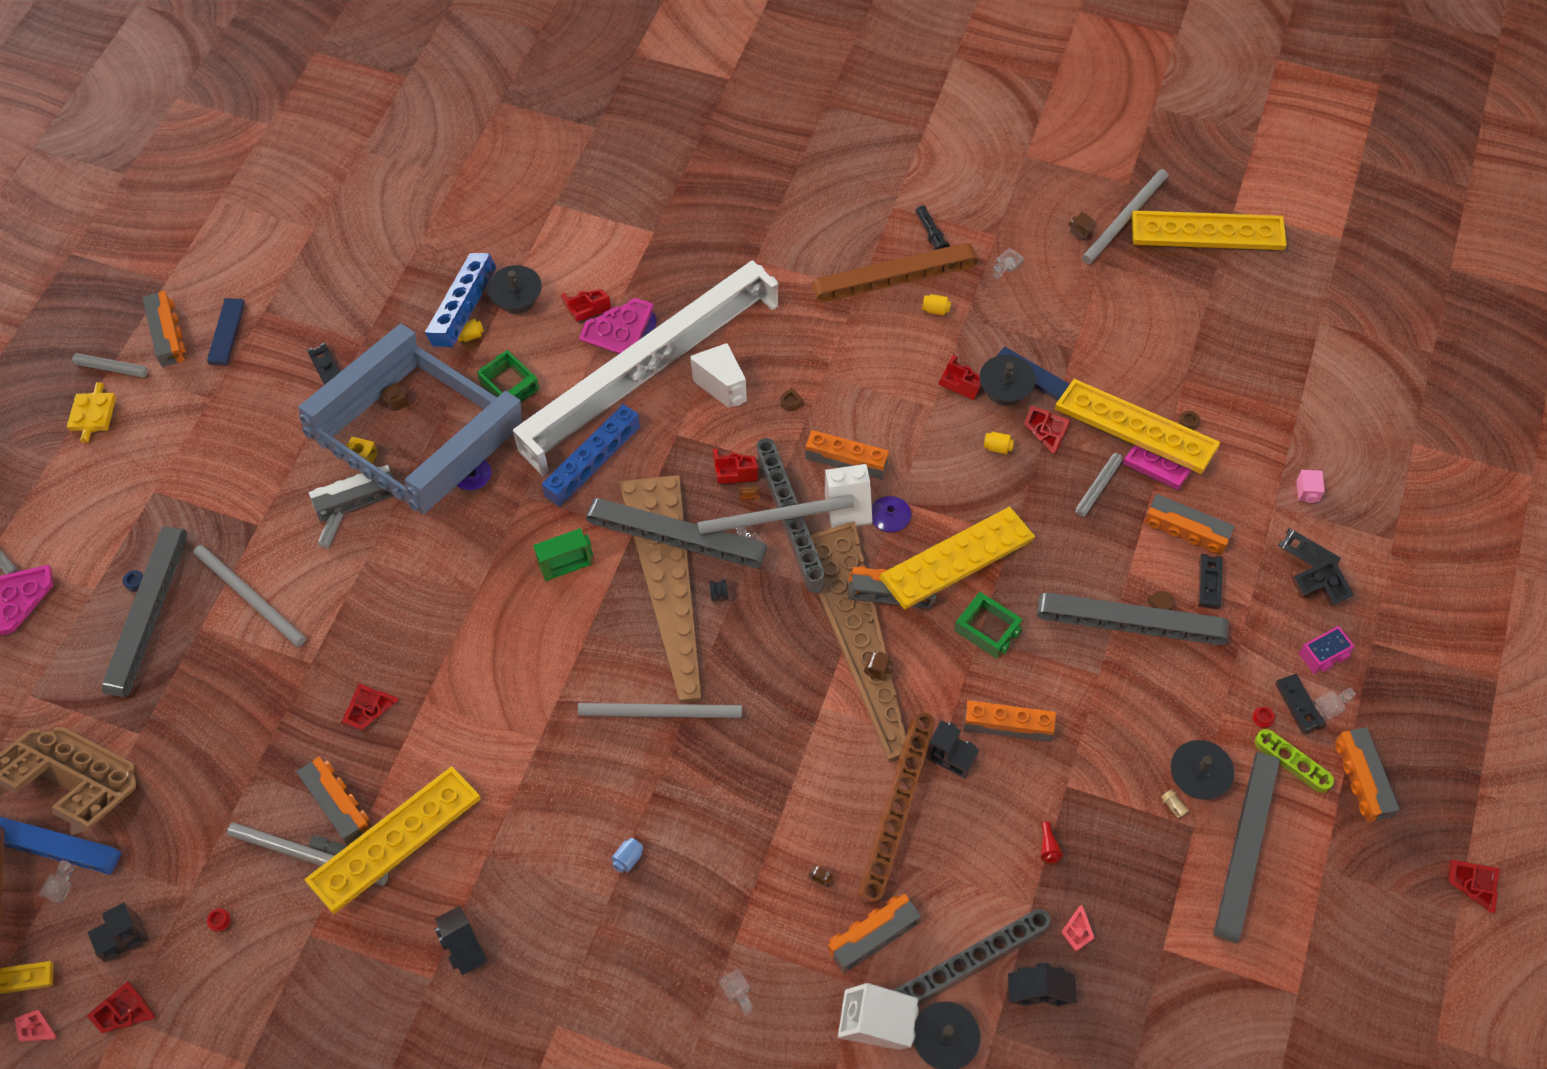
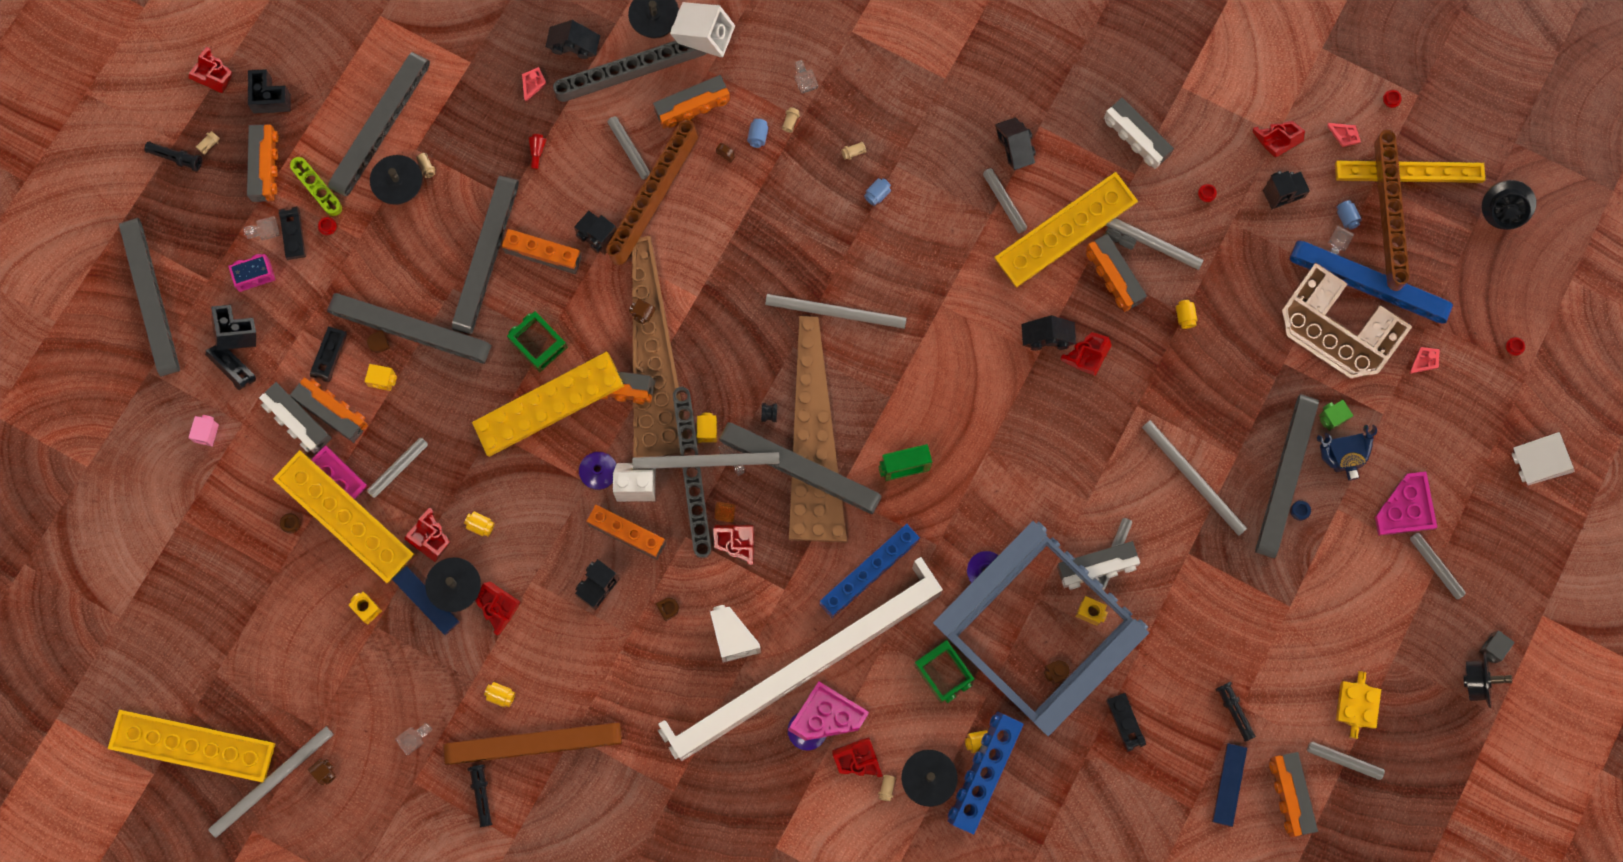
camera: 175 degrees left, 15 degrees up
(41, 916) = (1348, 215): none -> medium blue brick
(74, 641) = (1347, 452): none -> dark blue torso
(84, 678) = (1335, 415): none -> bright green brick
(219, 395) = (1247, 733): none -> black pin
(250, 765) = (1186, 314): none -> yellow brick
(304, 982) = (1138, 133): none -> piece
(410, 712) = (1048, 332): none -> black brick
(471, 872) = (1005, 200): none -> light grey axle
(556, 280) = (887, 788): none -> tan pin
(663, 903) = (854, 150): none -> tan pin
(746, 934) = (790, 120): none -> tan pin
(783, 564) = (706, 428): none -> yellow brick
(784, 905) = (757, 133): none -> medium blue brick
(864, 404) = (597, 585): none -> black brick
(939, 865) = (628, 147): none -> light grey axle
(1073, 714) = (485, 255): none -> dark grey beam
(1088, 356) = (372, 610): none -> yellow brick
(1146, 563) = (380, 377): none -> yellow brick
(1216, 504) = (295, 418): none -> piece
(1399, 851) = (264, 96): none -> black brick
(1429, 611) = (149, 297): none -> dark grey beam
(1438, 794) = (207, 143): none -> tan pin
(1462, 767) = (181, 158): none -> black pin

